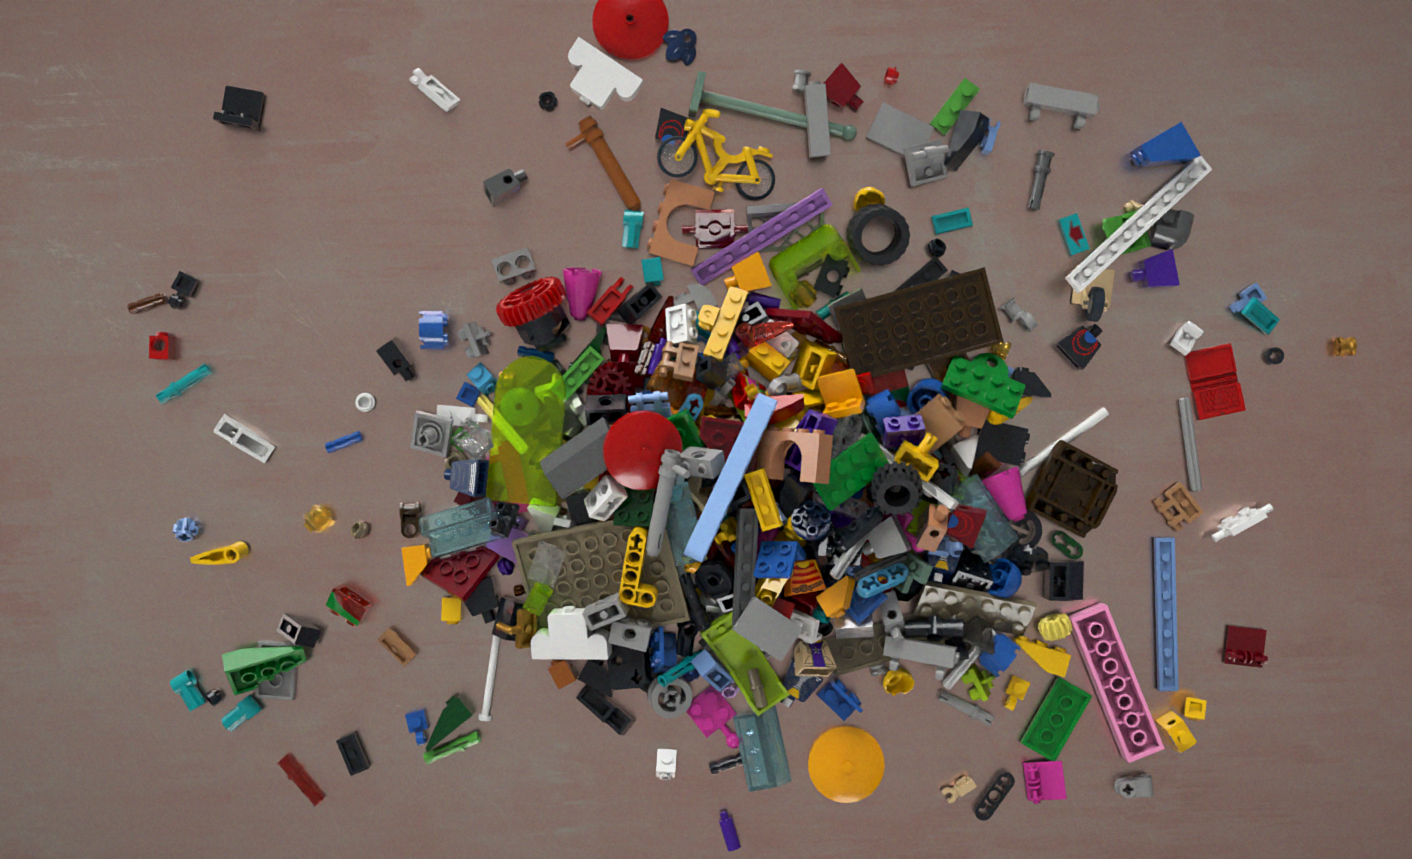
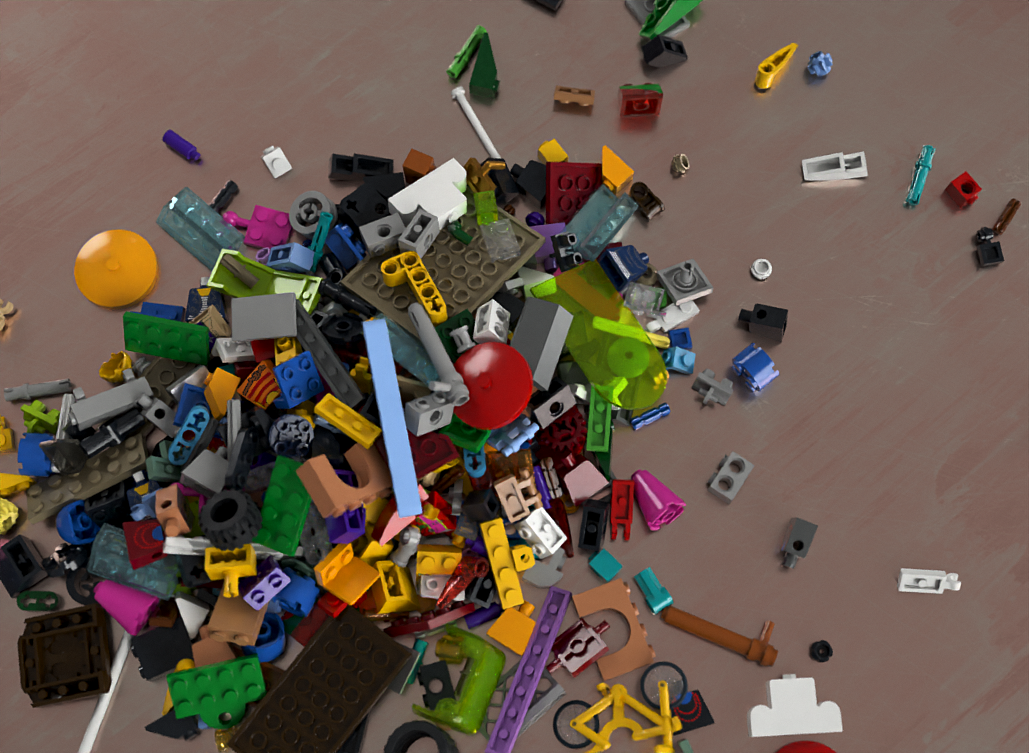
camera: 140 degrees right, 15 degrees down
(317, 518) = (722, 147): clear yellow head -> none
(343, 442) = (752, 223): blue axle -> none
(417, 722) = (509, 51): blue plate -> none
(536, 313) = (678, 447): piece -> none
(574, 591) = (455, 230): none -> dark green arm
(635, 501) = (462, 339): none -> light grey bush
(847, 673) = (166, 338): none -> green plate

